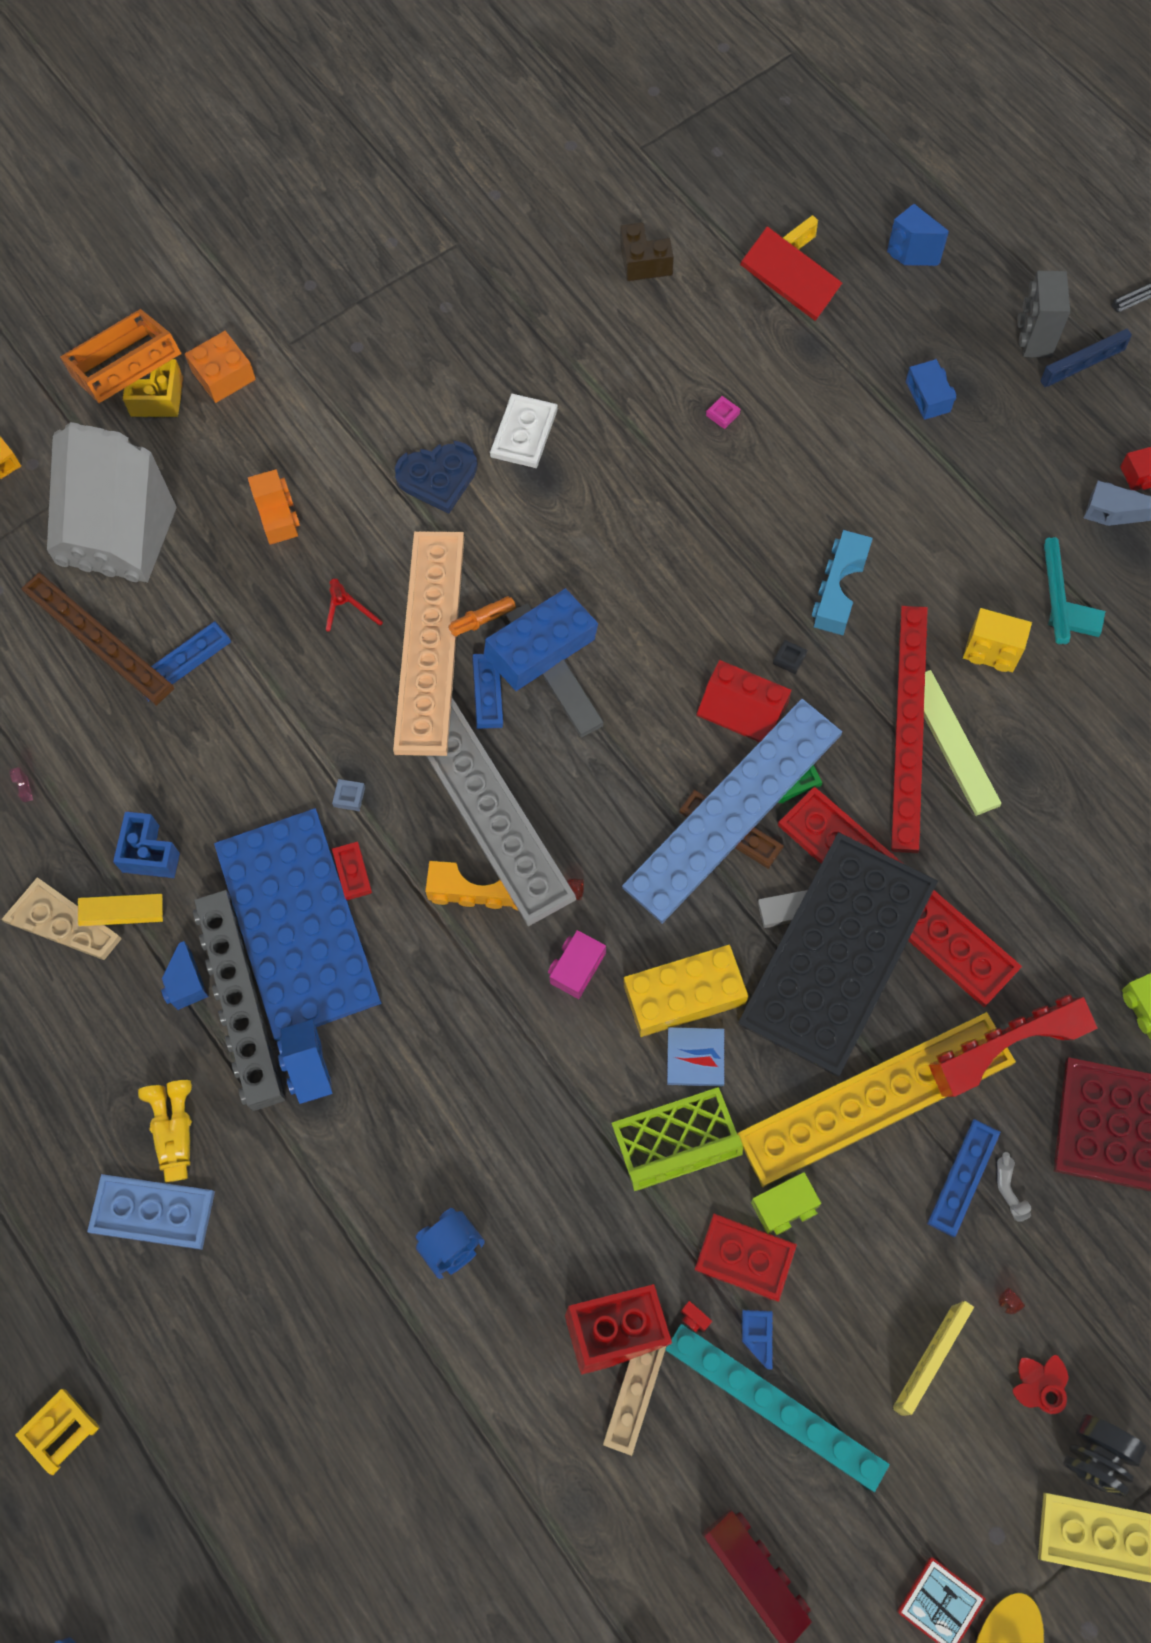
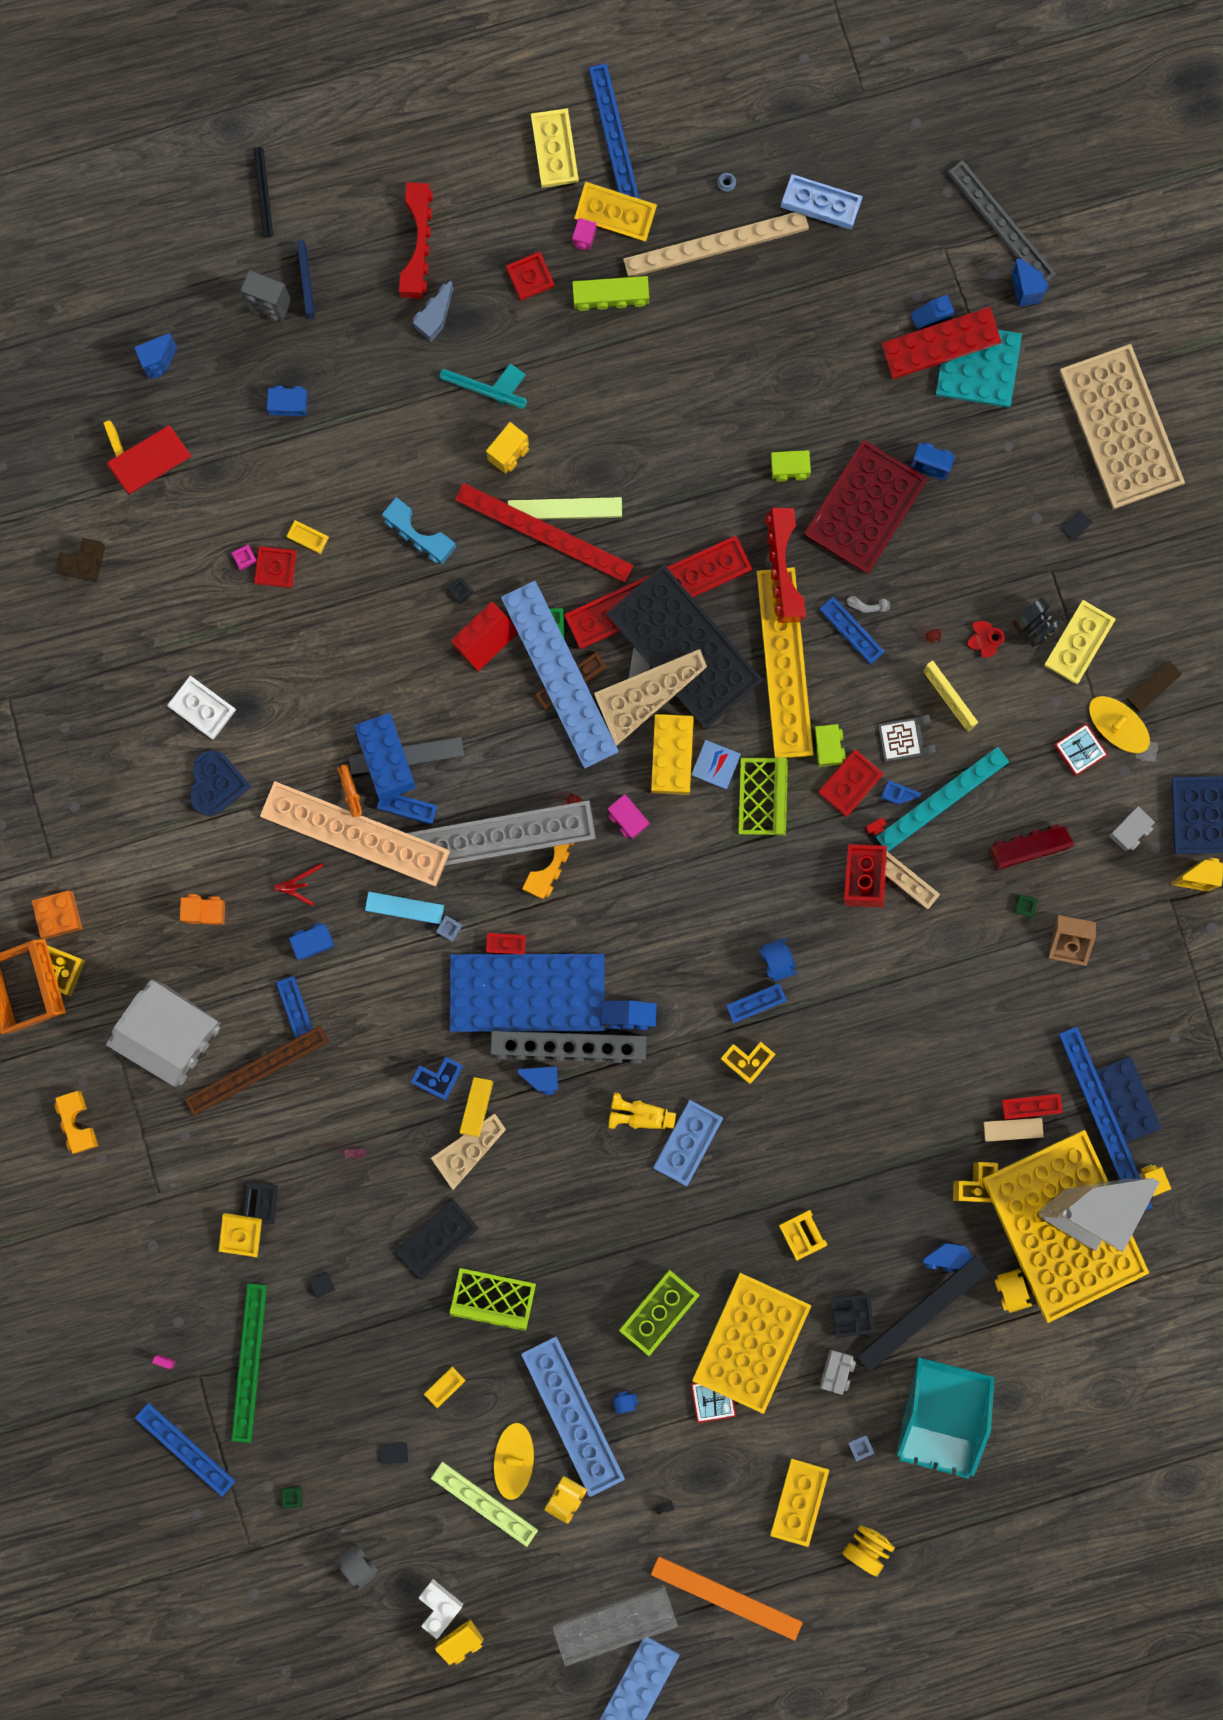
camera: 70 degrees left, 15 degrees up
(278, 642) = (312, 941): none -> blue brick
(281, 1252) = (748, 1066): none -> yellow brick
(358, 734) = (404, 908): none -> medium azure tile
(379, 1236) = (756, 1003): none -> blue plate
(665, 1604) = (1025, 906): none -> dark green tile
(726, 448) = (275, 567): none -> red tile
(744, 917) = (639, 697): none -> tan wing
(778, 468) = (307, 537): none -> yellow tile
(842, 1315) = (904, 739): none -> flag

